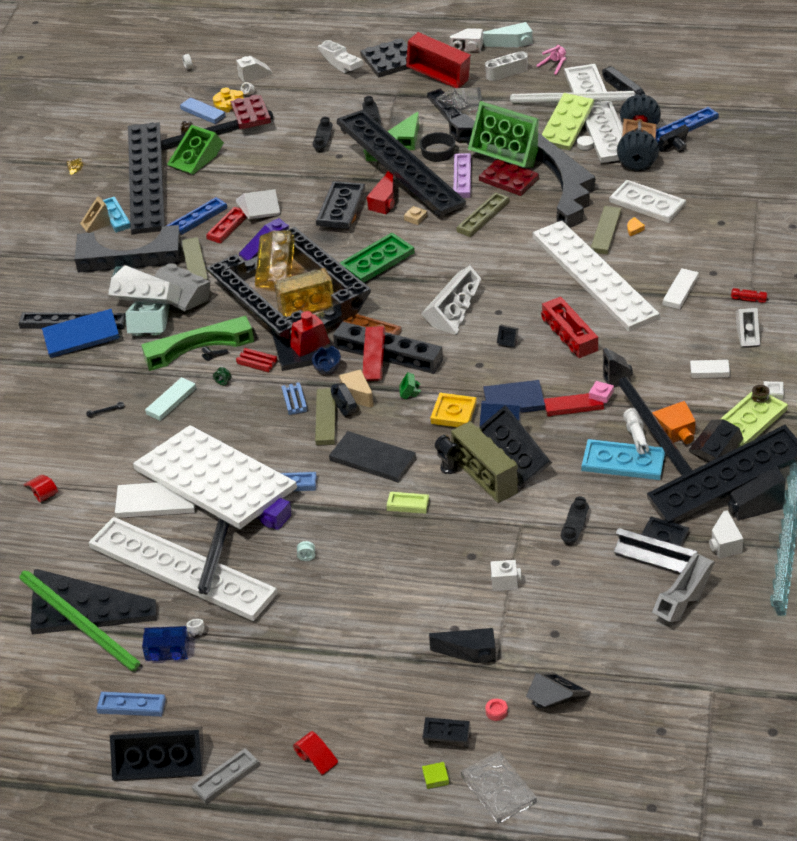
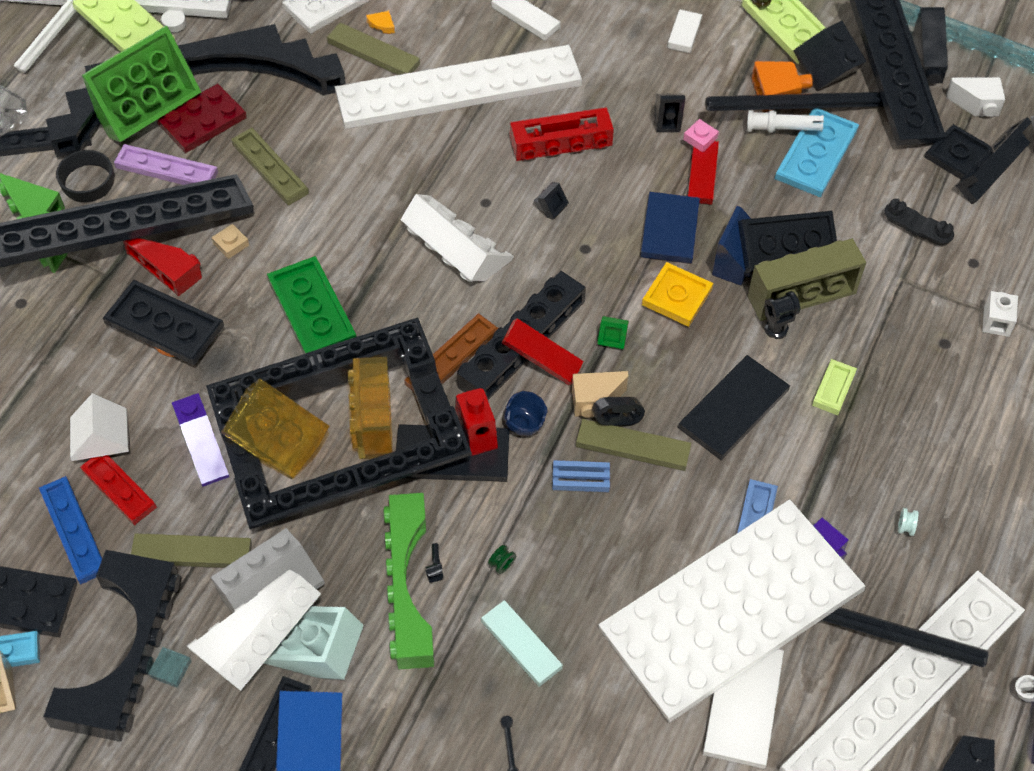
camera: 80 degrees left, 15 degrees up
(257, 360) = (490, 491): red tile -> none

